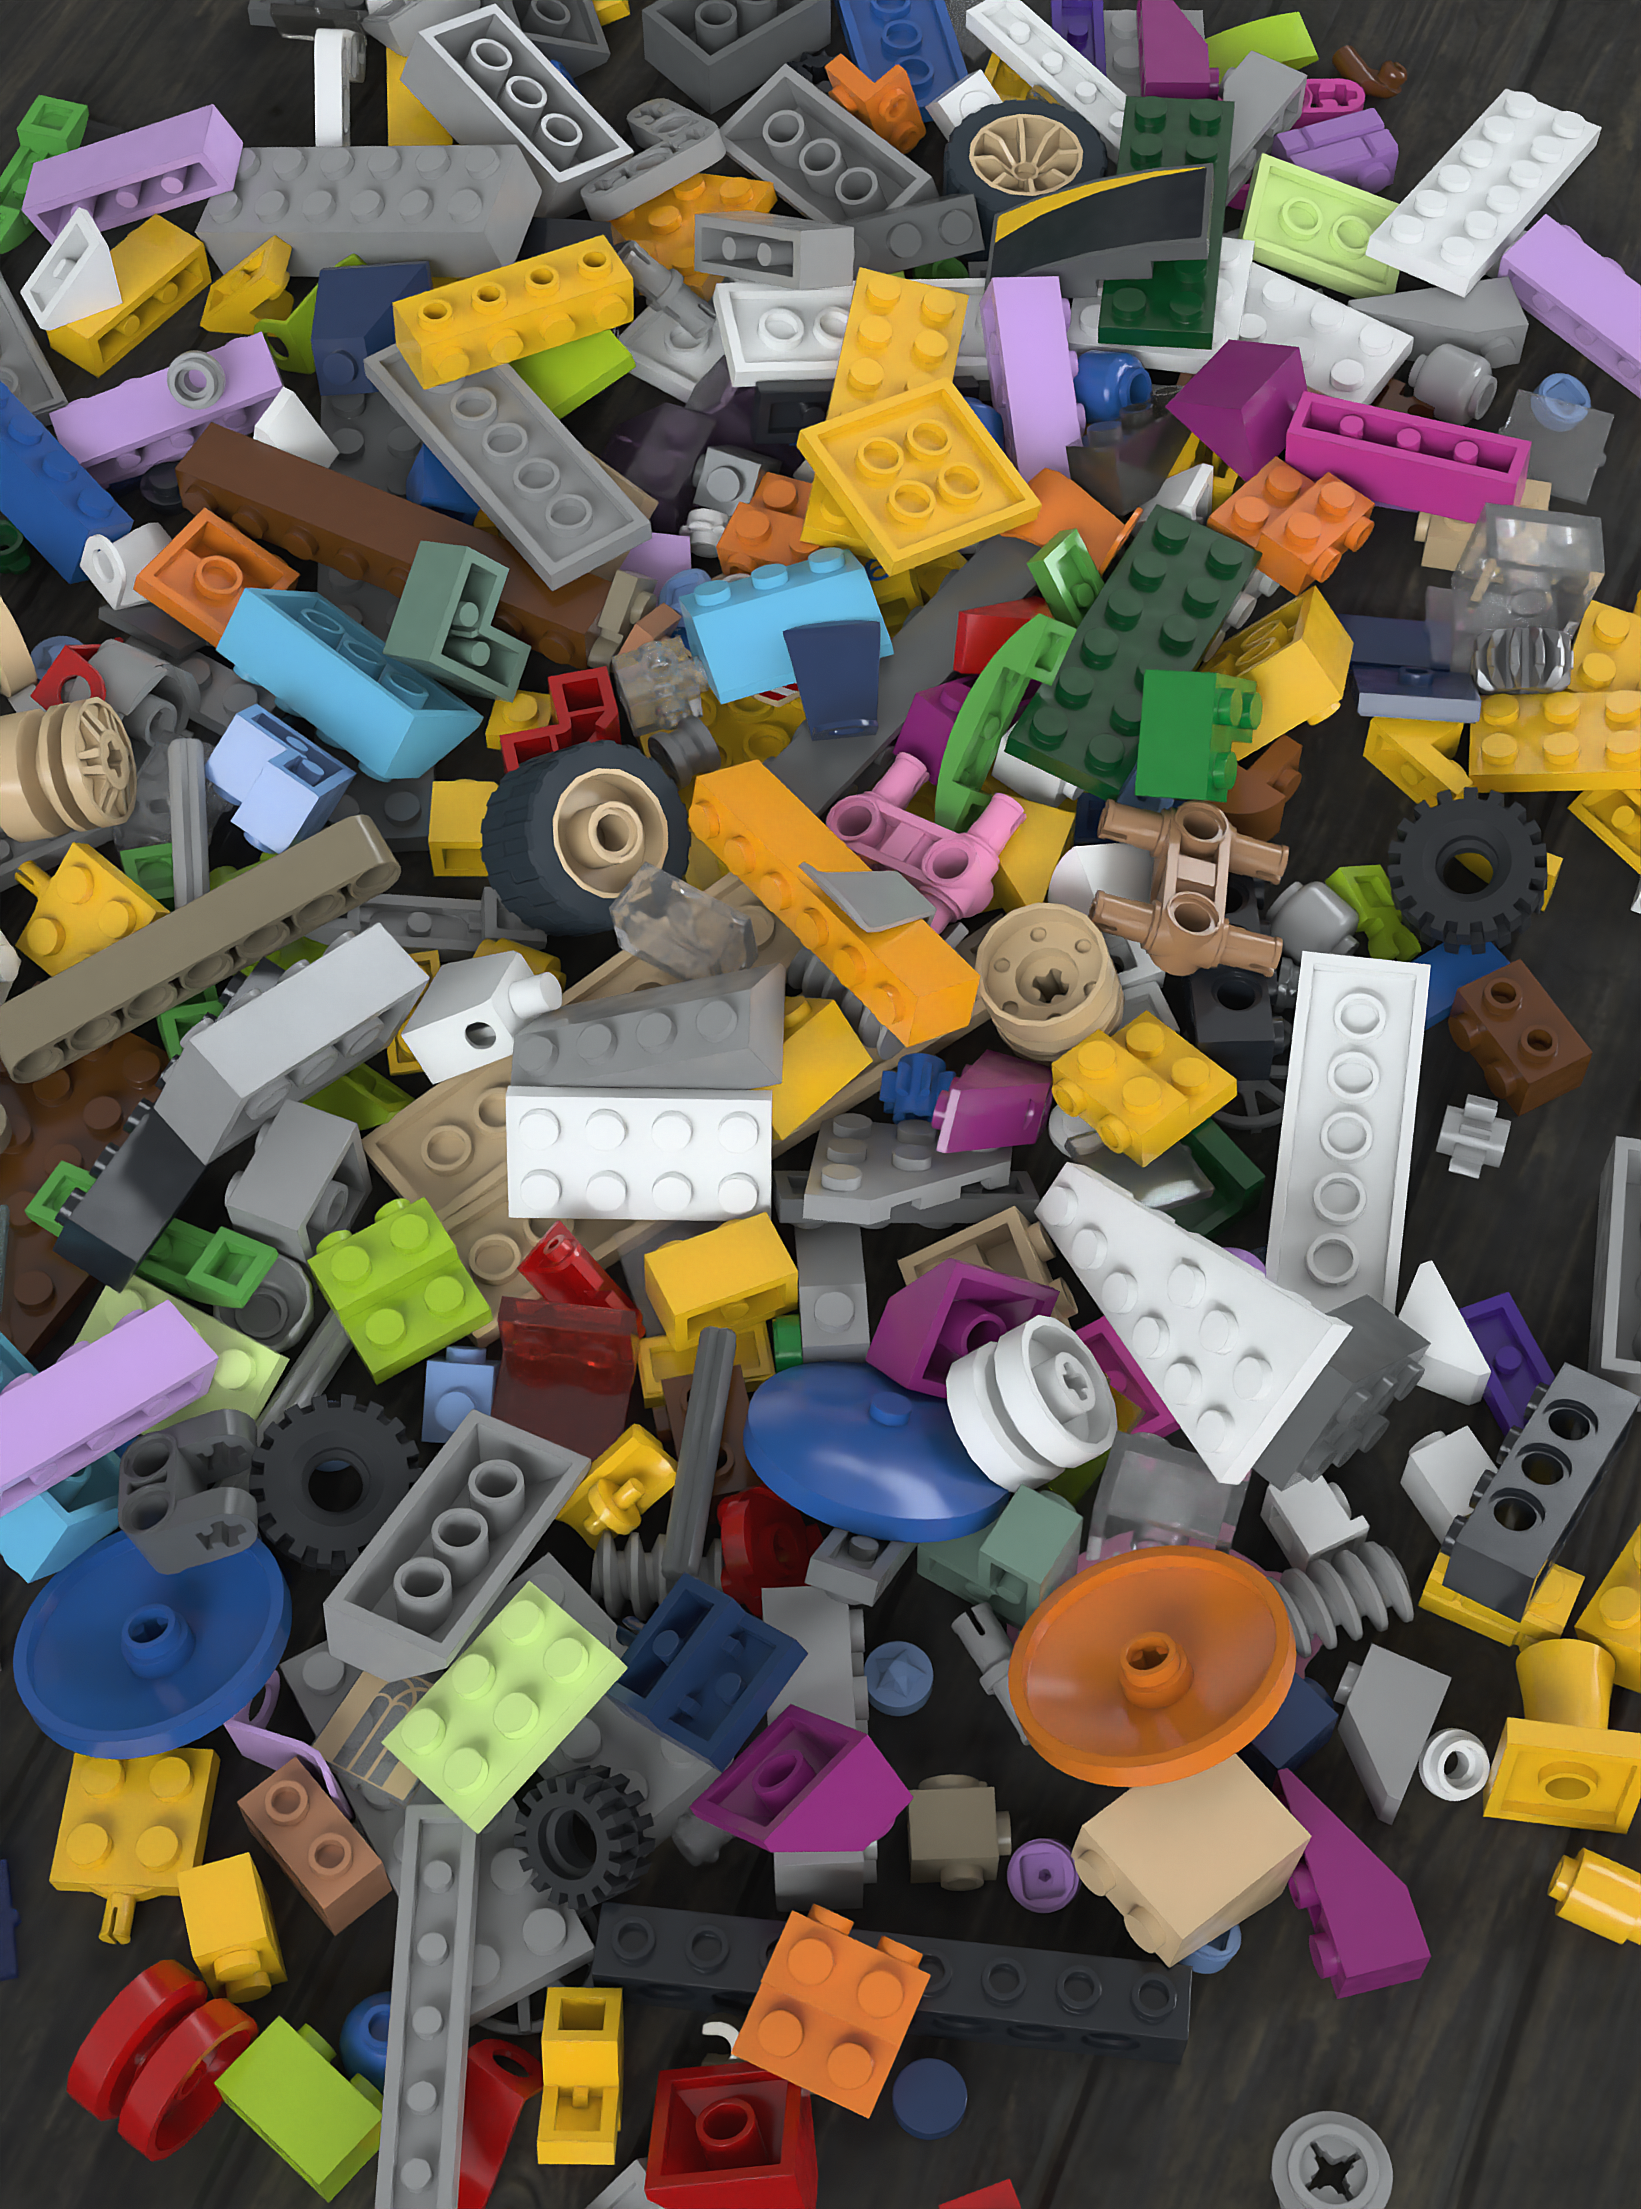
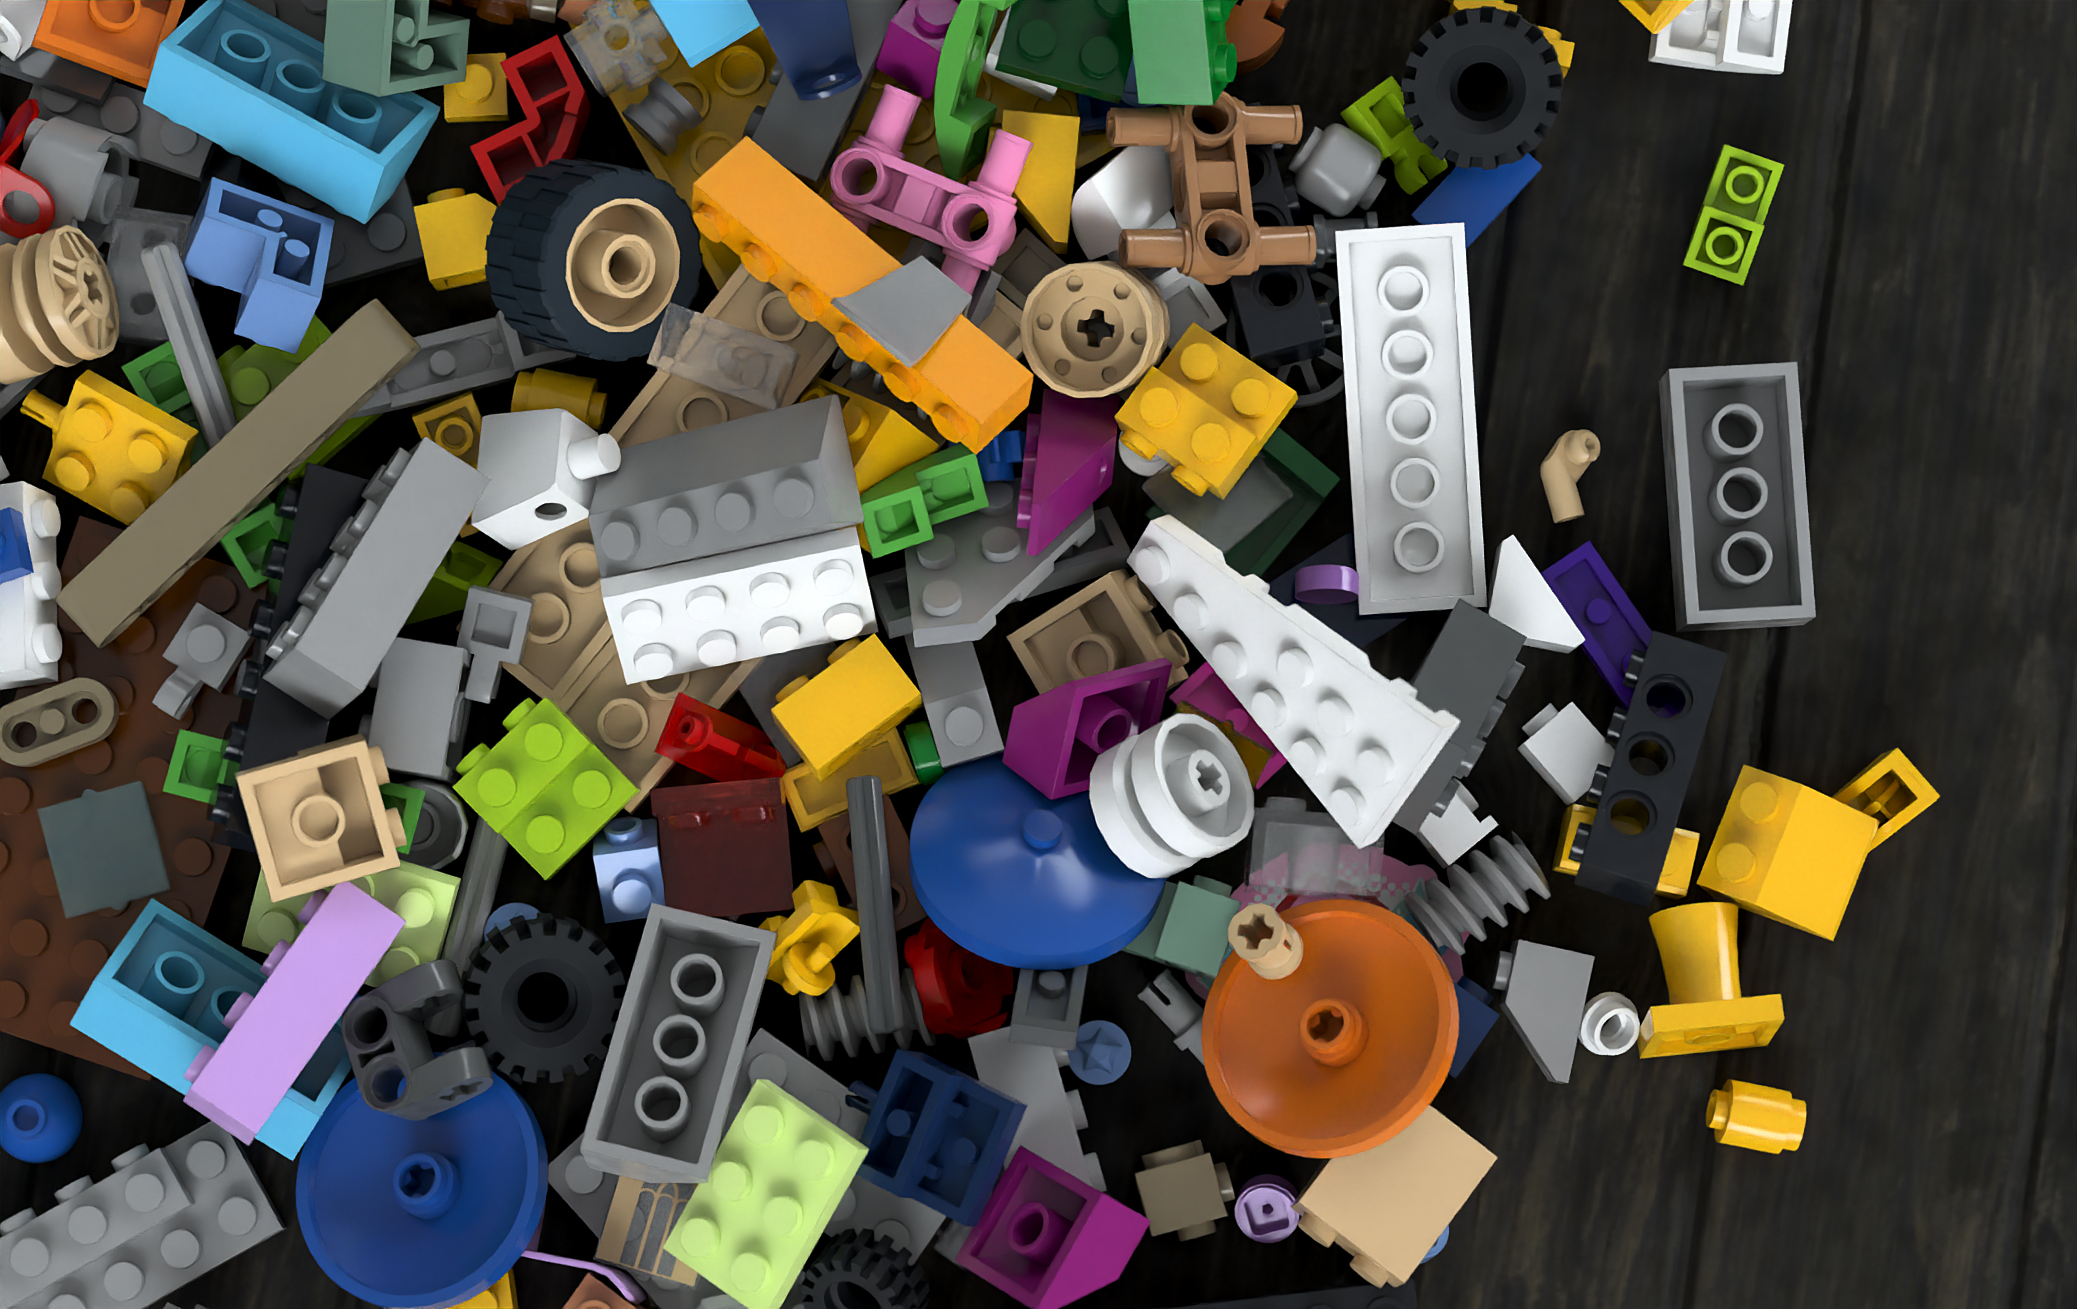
camera: 15 degrees left, 25 degrees up
(97, 1111) = (205, 652): none -> light grey plate
(165, 1228) = (321, 817): none -> tan plate
(393, 1140) = (494, 631): none -> light grey plate
(843, 1098) = (925, 493): none -> bright green slope
(1096, 1551) = (1266, 937): none -> tan bush
(1357, 1905) = (1545, 1180): magenta slope -> none
(1473, 1136) = (1531, 376): light grey gear -> none
(1492, 1231) = (1563, 469): none -> tan arm
(1518, 1038) = (1557, 252): reddish brown brick -> none

